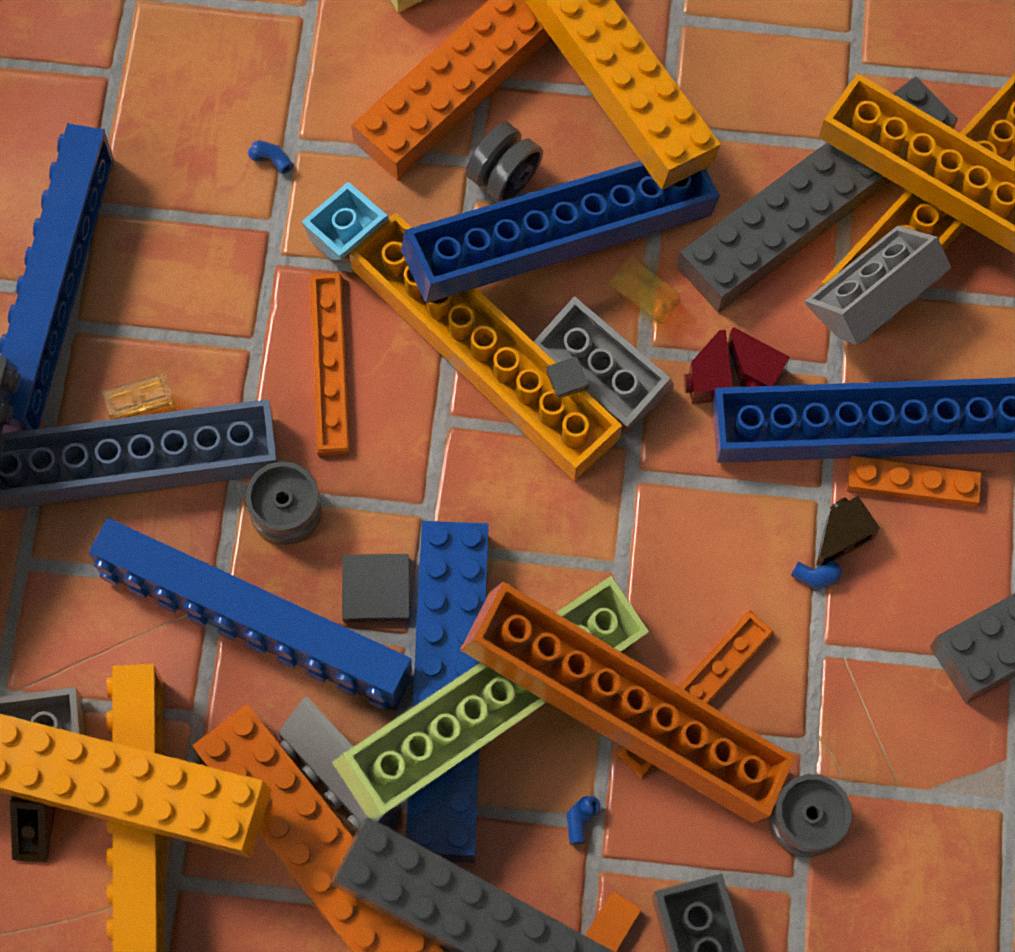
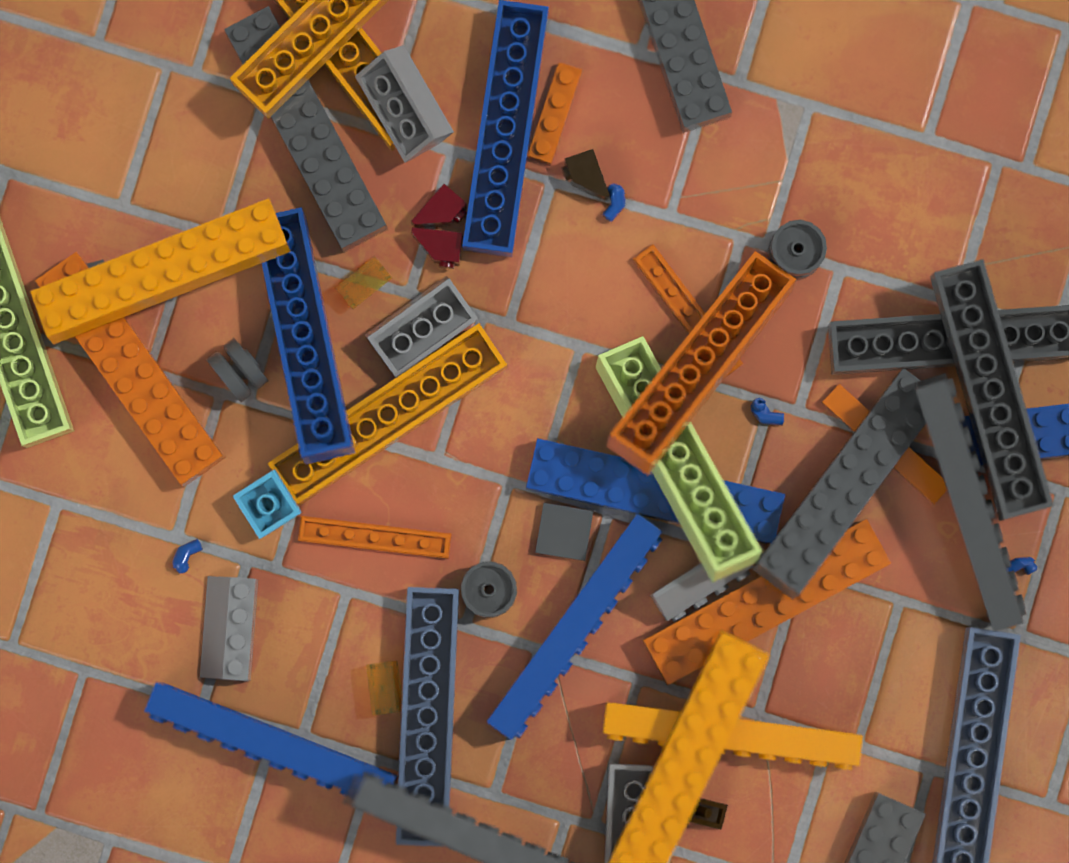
camera: 80 degrees left, 15 degrees up
(188, 219) = (229, 628): none -> light grey slope
(567, 377) = (434, 356): dark grey tile -> none

